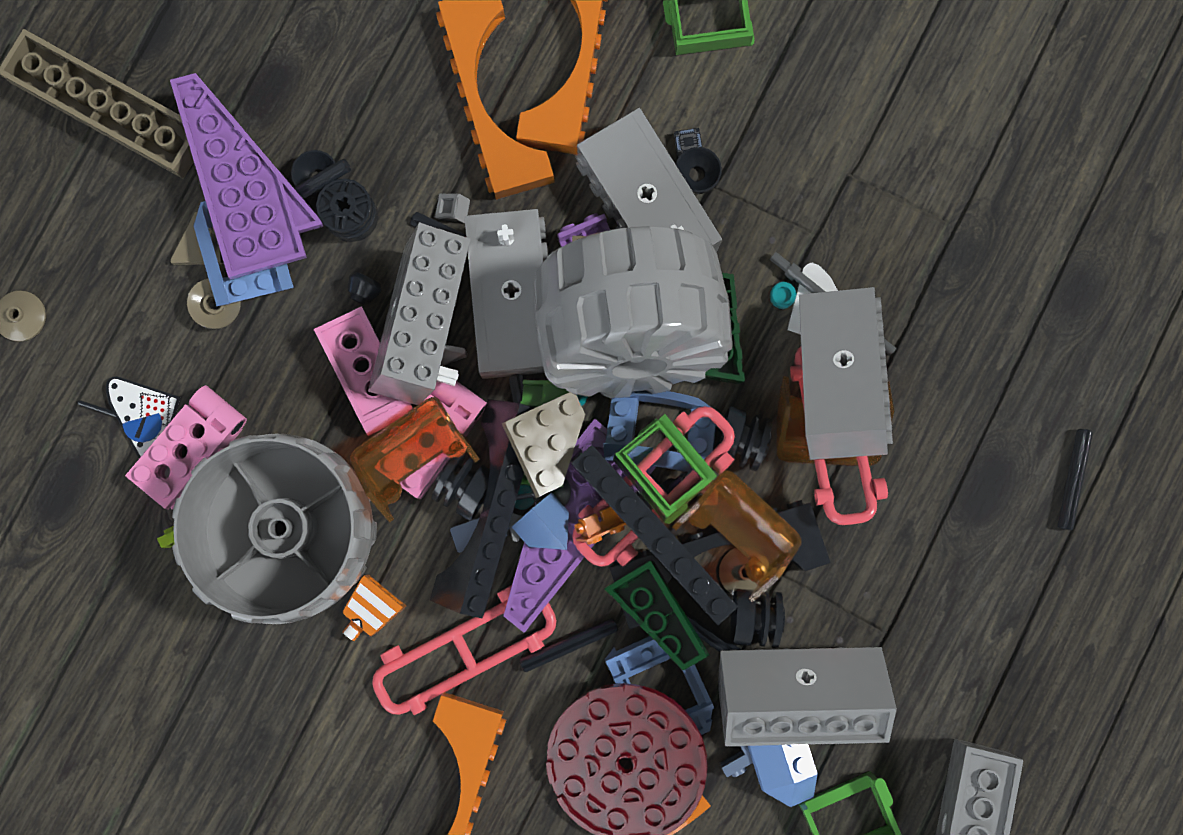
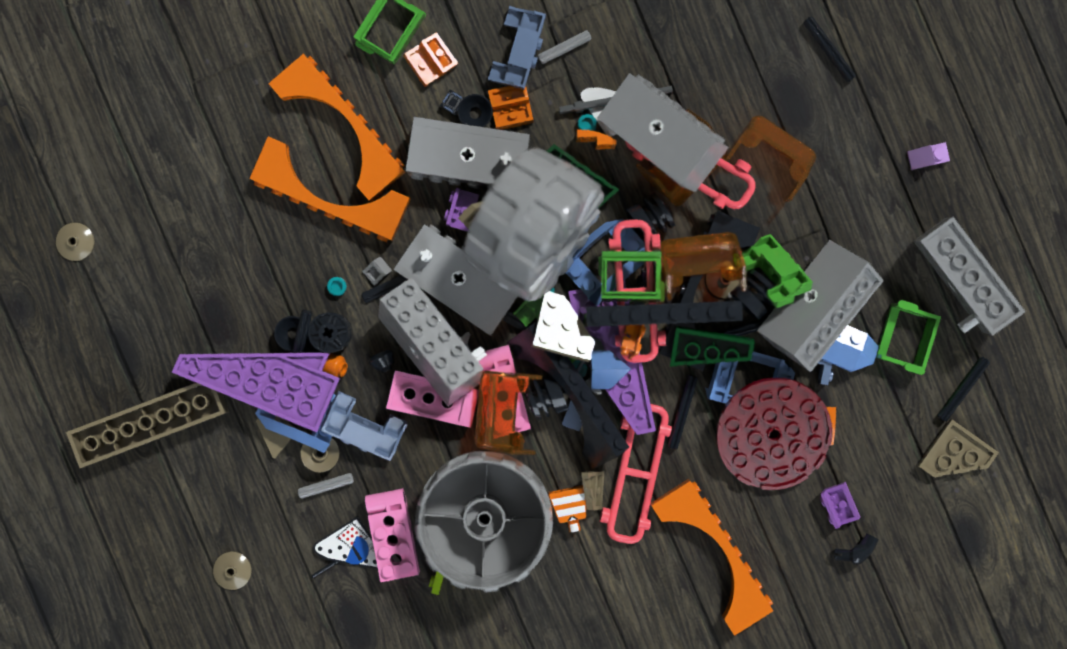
camera: 50 degrees left, 5 degrees up
(185, 337) = (325, 485): none -> light grey axle
(270, 326) = (360, 431): none -> sand blue bracket
(317, 244) = (335, 365): none -> orange head
(402, 181) = (337, 286): none -> teal tile
(408, 618) = (593, 489): none -> dark tan wing
(712, 85) = (430, 59): none -> slope
(734, 203) = (510, 107): none -> orange slope
(779, 322) = (601, 140): none -> orange slope
(803, 166) = (526, 43): none -> sand blue bracket
(806, 619) = (779, 268): none -> bright green bracket
(841, 207) = (564, 47): none -> light grey axle
(941, 537) = (763, 130): none -> clear orange windscreen
(1056, 678) = (928, 156): none -> lavender slope

